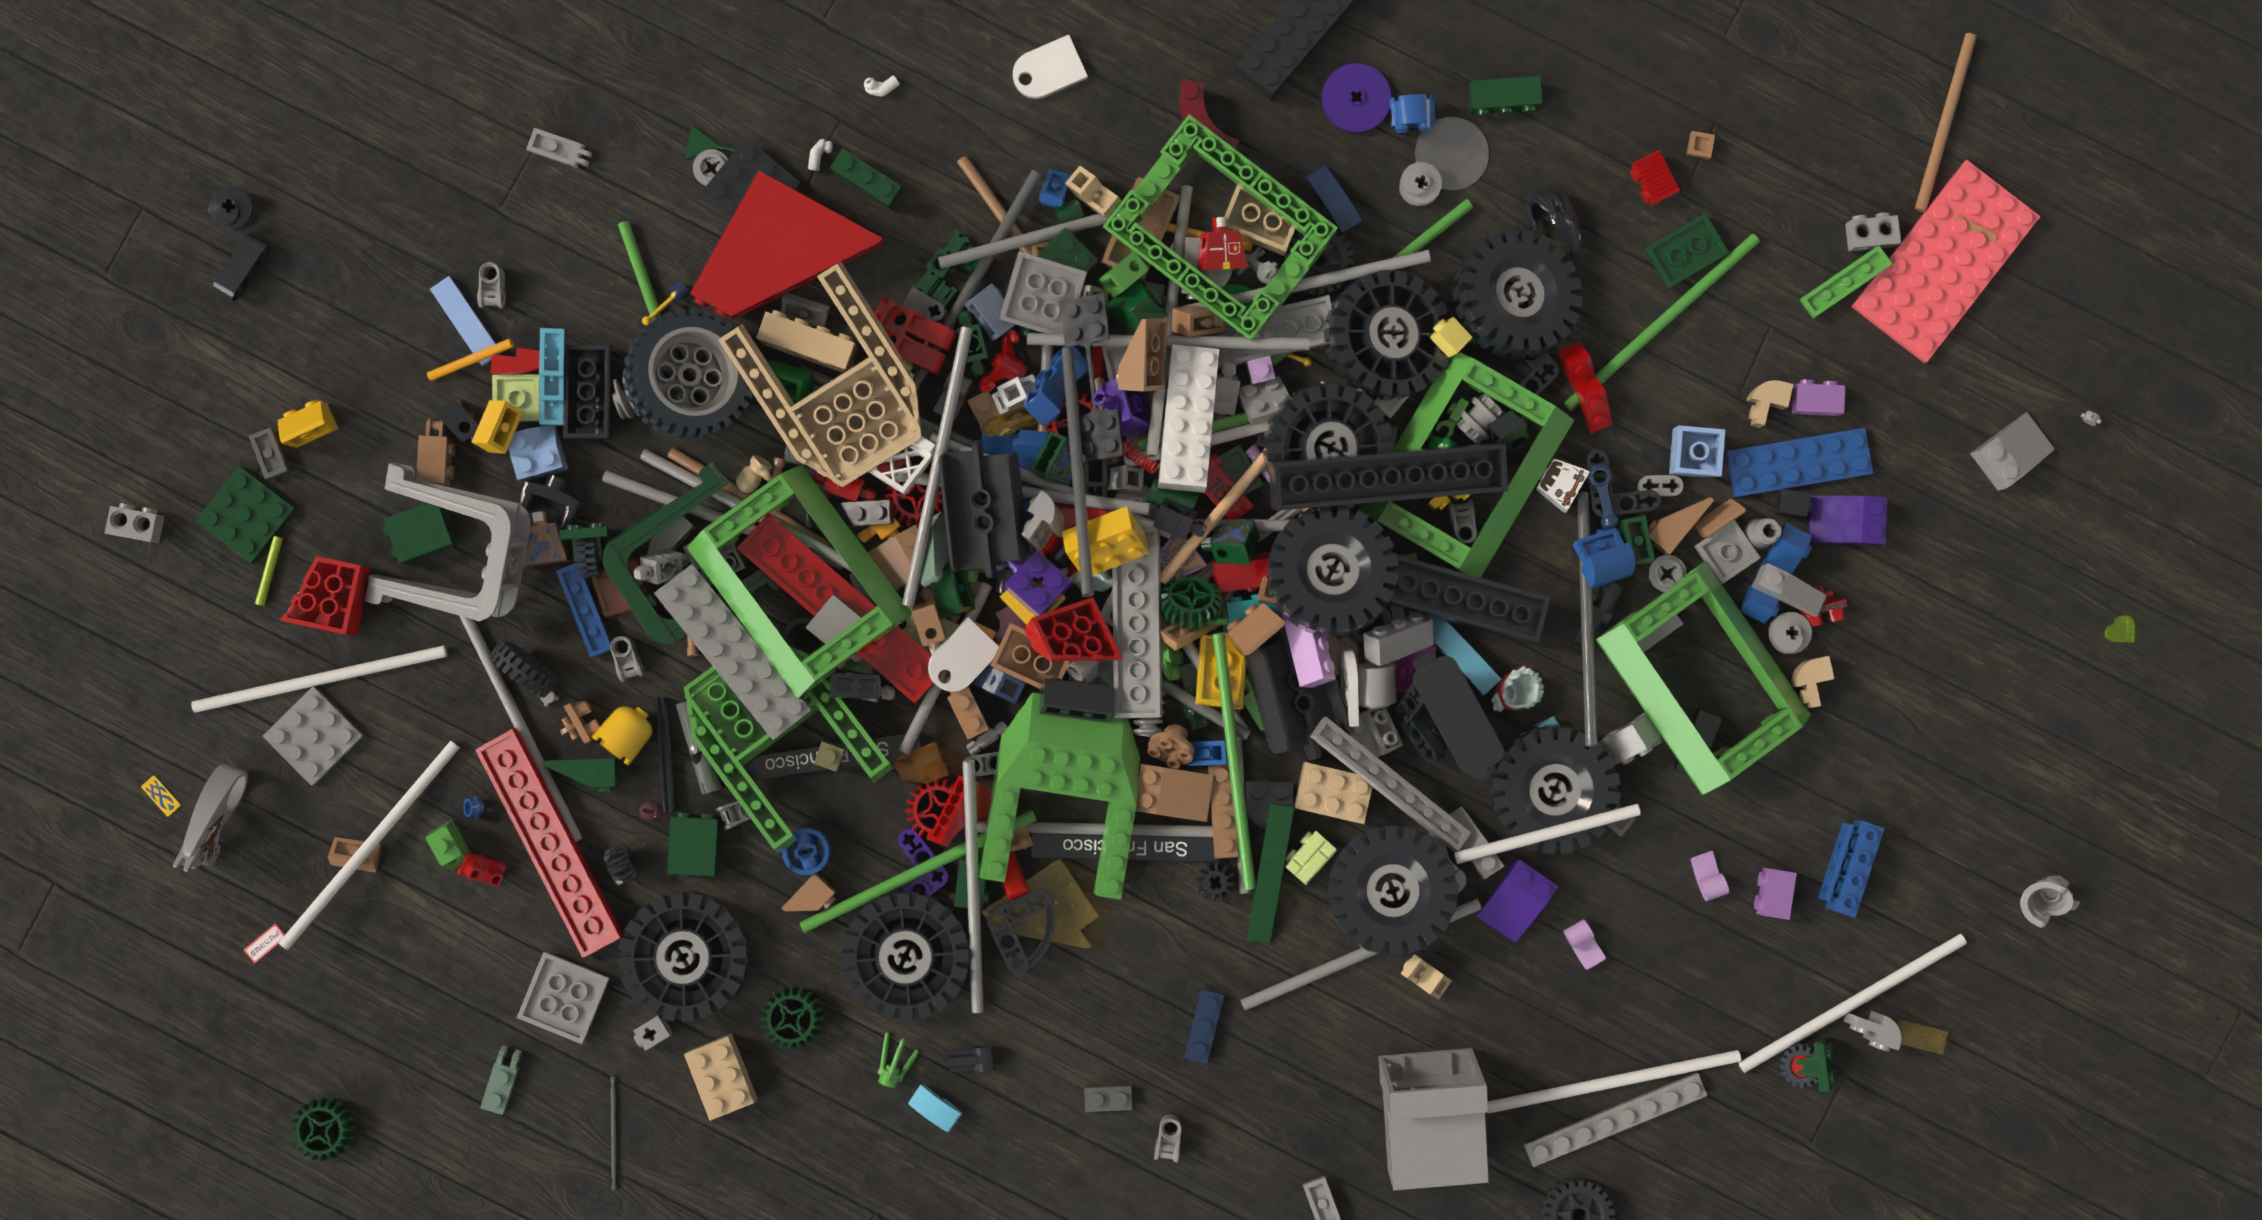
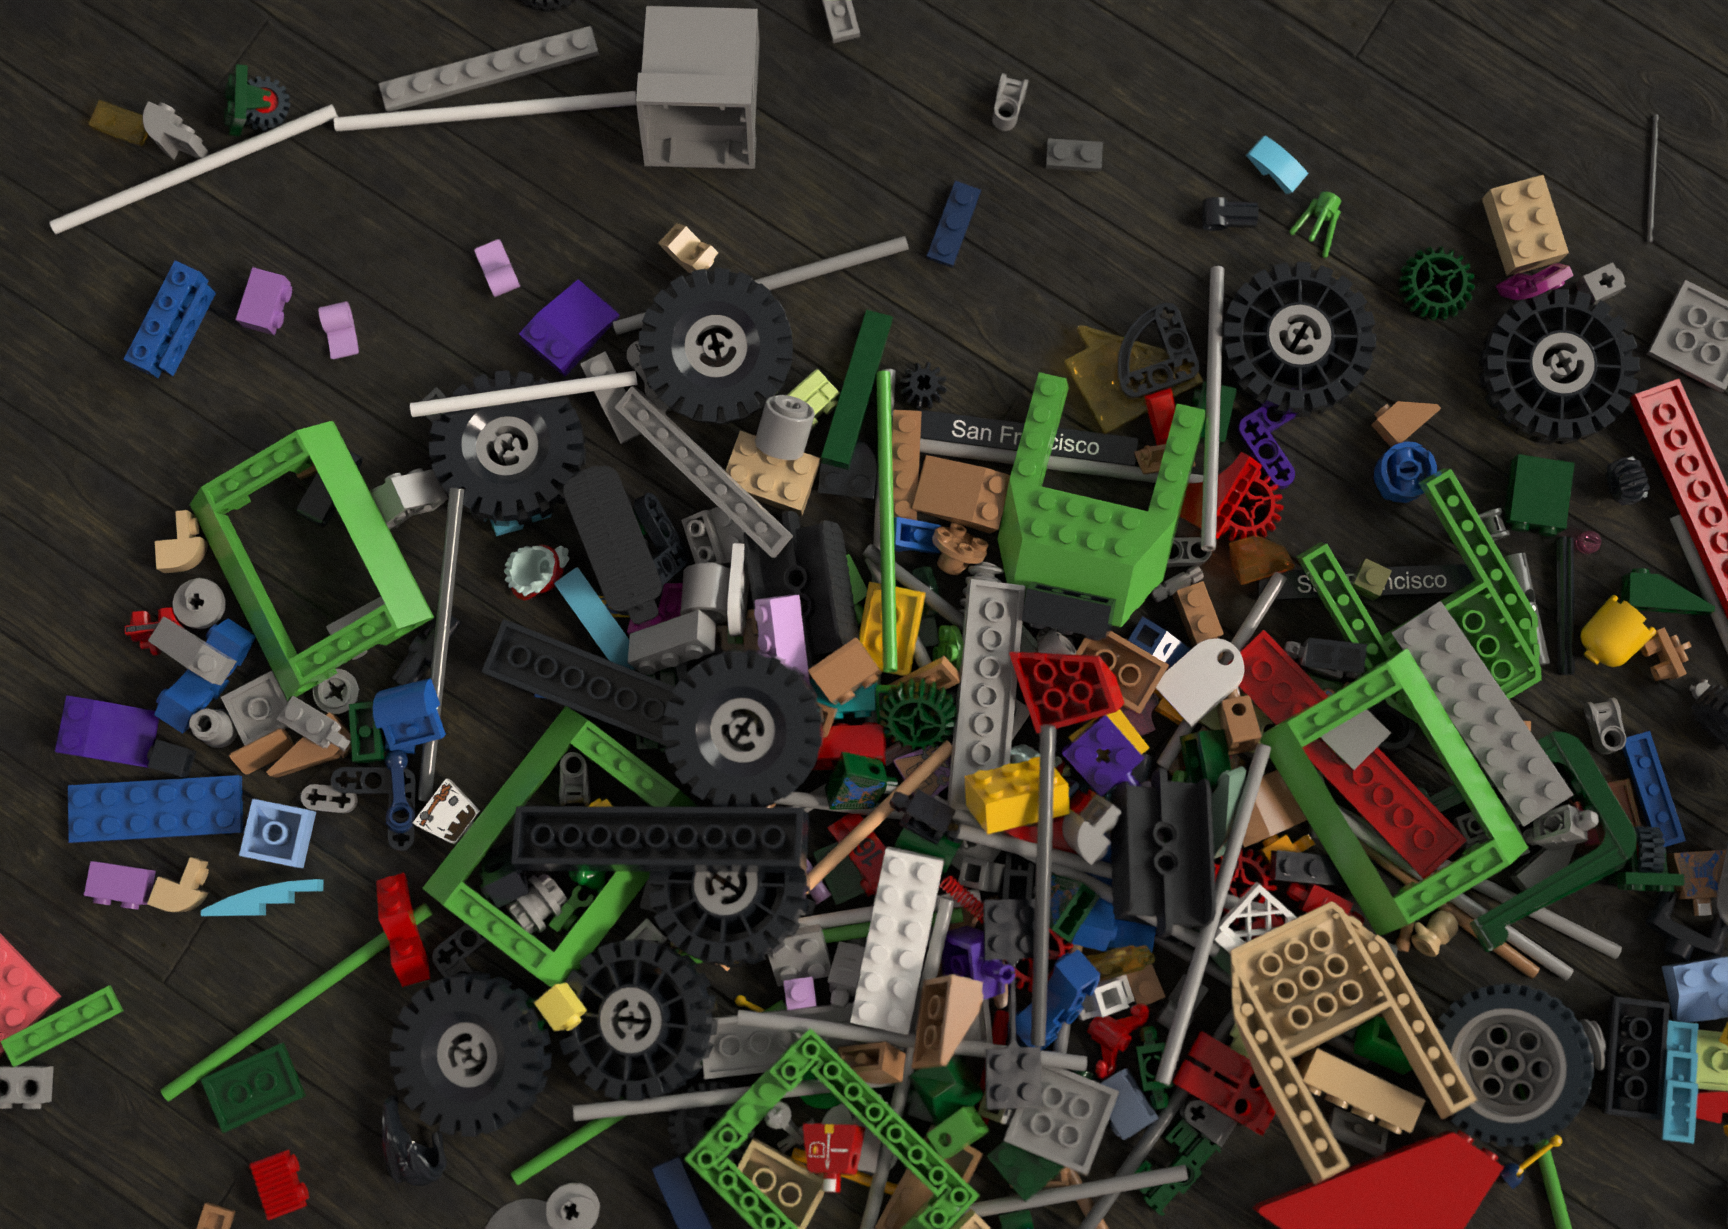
camera: 170 degrees left, 5 degrees down
(717, 1020) = (1525, 286): none -> magenta plate
(902, 879) = (1292, 428): bright green piece -> none
(1327, 828) = (784, 427): none -> light grey piece
(1682, 541) = (312, 724): none -> light grey hinge
(1706, 397) = (255, 900): none -> medium azure slope

